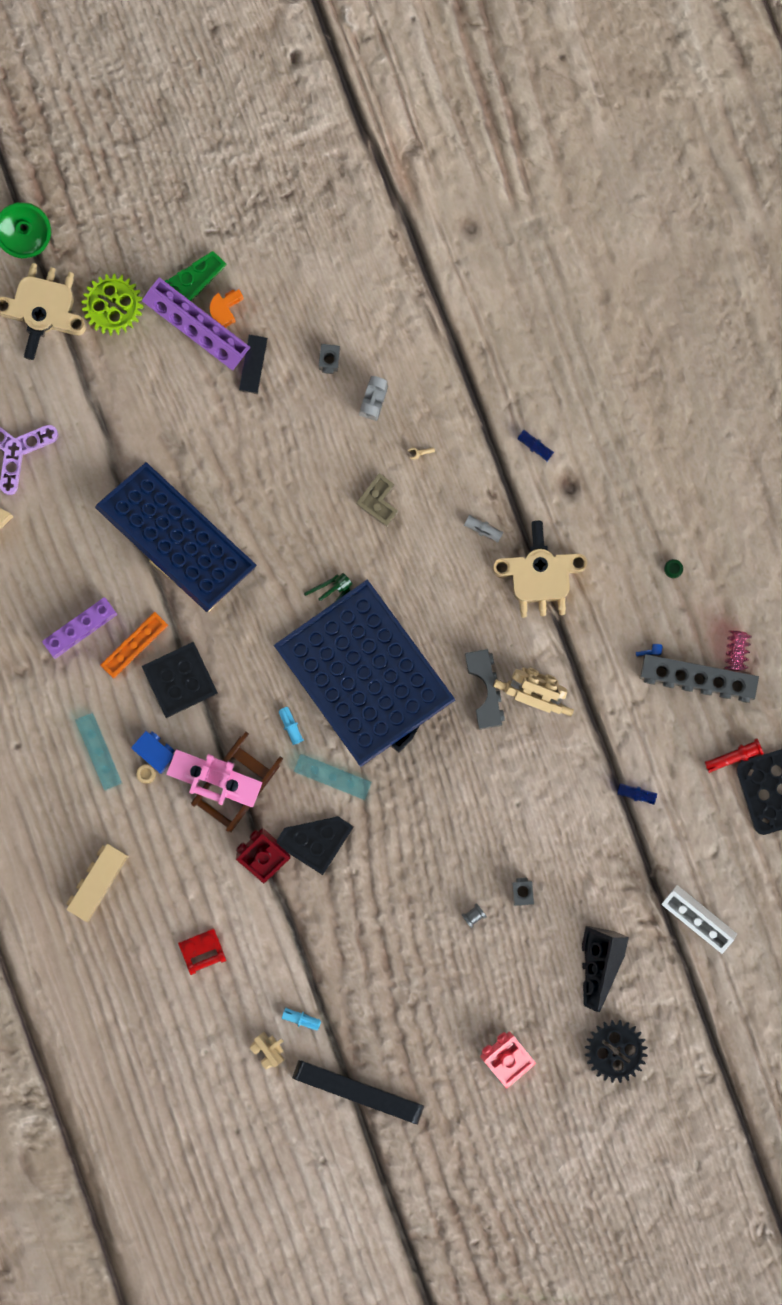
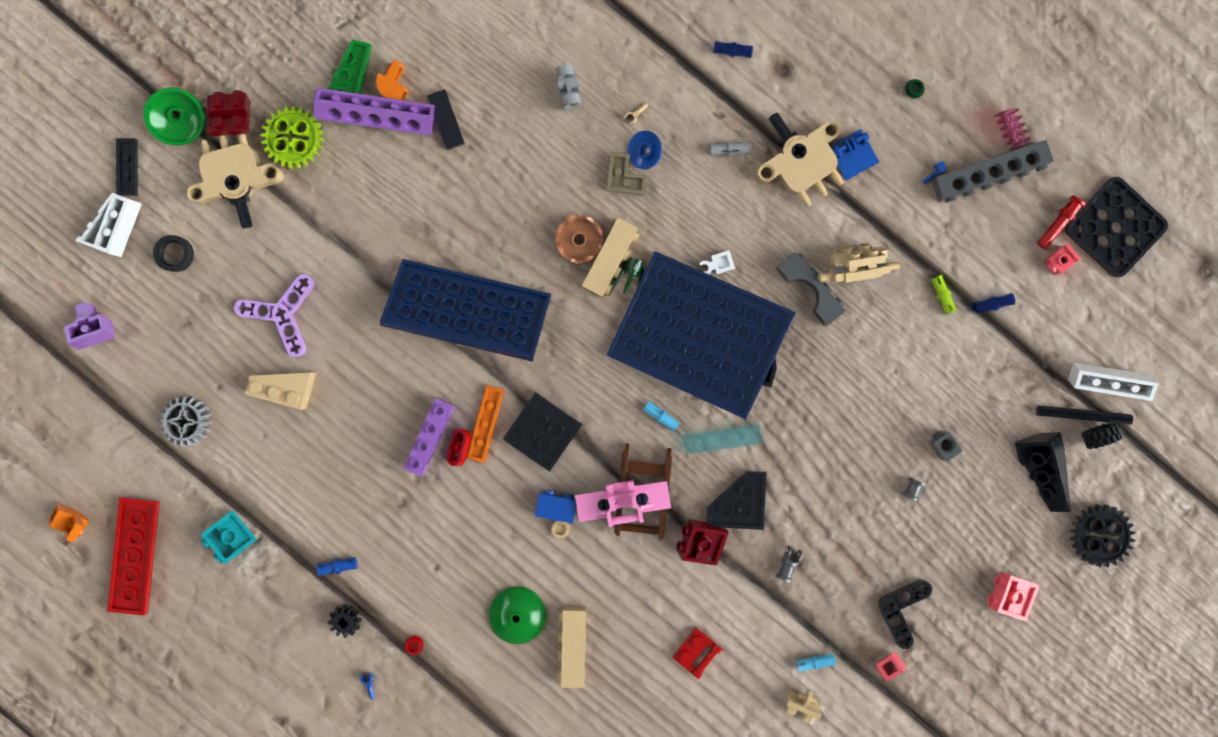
camera: 30 degrees left, 5 degrees up
(69, 253) = (228, 113): none -> dark red plate
(77, 833) = (518, 602): none -> green dish
(98, 751) = (508, 533): clear light blue tile -> none
(99, 652) = (458, 447): none -> red plate
(308, 518) = (576, 226): none -> nougat plate
(326, 563) = (610, 257): none -> tan brick
(326, 920) = (788, 565): none -> dark grey piece
(329, 350) = (507, 68): dark grey brick -> none
(358, 1092) = (900, 697): black beam -> none
(364, 1058) = (890, 666): none -> coral brick
(402, 1010) = (898, 605): none -> black beam
(403, 485) = (638, 150): none -> blue dish
(419, 622) = (720, 263): none -> white plate
(588, 595) = (854, 154): none -> blue hinge
(597, 761) = (943, 294): none -> lime pin
(661, 937) = (1084, 415): none -> black axle
(662, 960) = (1101, 435): none -> black tyre
(724, 789) = (1054, 262): none -> coral brick

